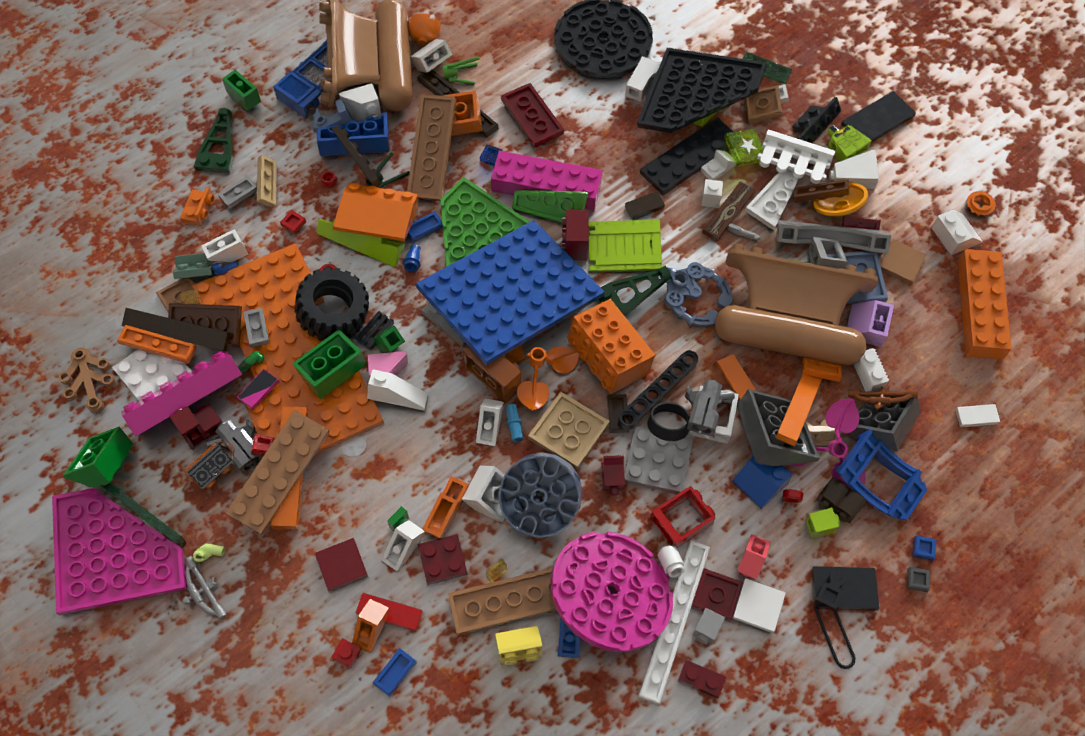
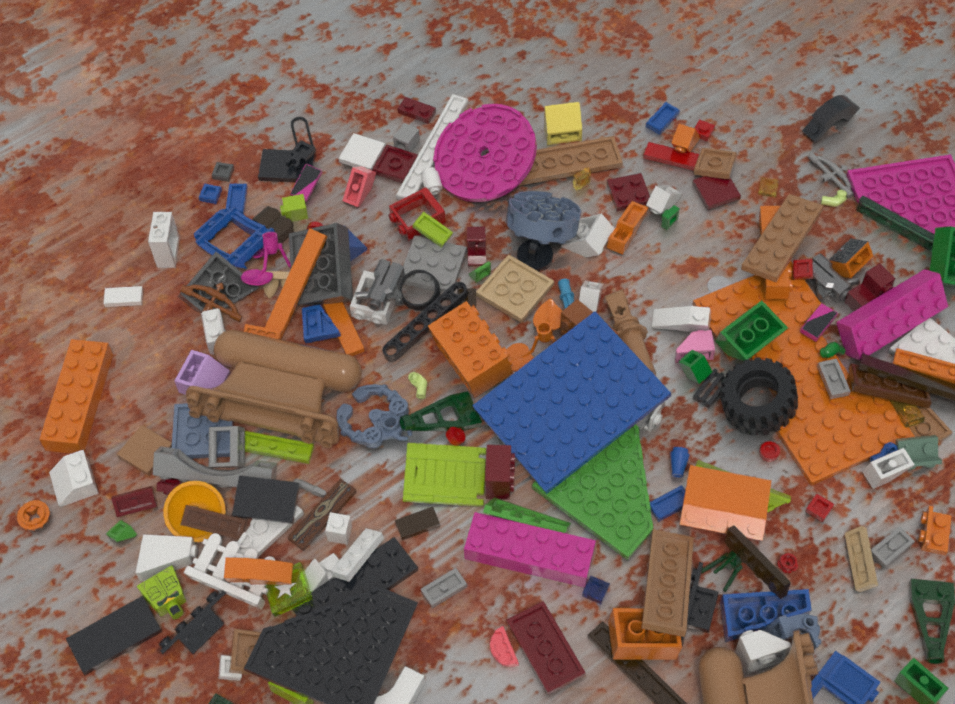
camera: 175 degrees left, 5 degrees down
(176, 668) = (830, 112): none -> black arch
(280, 570) = (768, 187): none -> clear yellow tile
(338, 597) = (715, 163): none -> medium nougat tile
(403, 147) = (701, 604): none -> black bracket
(451, 370) = (628, 327): none -> medium nougat piece
(566, 116) = (502, 650): none -> coral tile
(607, 448) = (481, 272): none -> bright green slope
(616, 154) = (443, 588): none -> light grey plate
(617, 273) = (455, 436): none -> red tile
(655, 328) = (420, 383): none -> yellowish green arm
(663, 486) = (432, 229): none -> lime tile
(692, 173) = (357, 554): none -> white plate
(766, 380) = (317, 324): none -> blue wing
(773, 146) = (258, 571): none -> orange slope
(780, 207) = (266, 499): none -> black tile
(816, 557) = (306, 182): none -> black tile
(892, 541) = (237, 197): none -> blue tile
(899, 193) = (121, 531): none -> bright green slope
(902, 212) = (134, 501): none -> dark red plate
(953, 466) = (164, 239): none -> white window

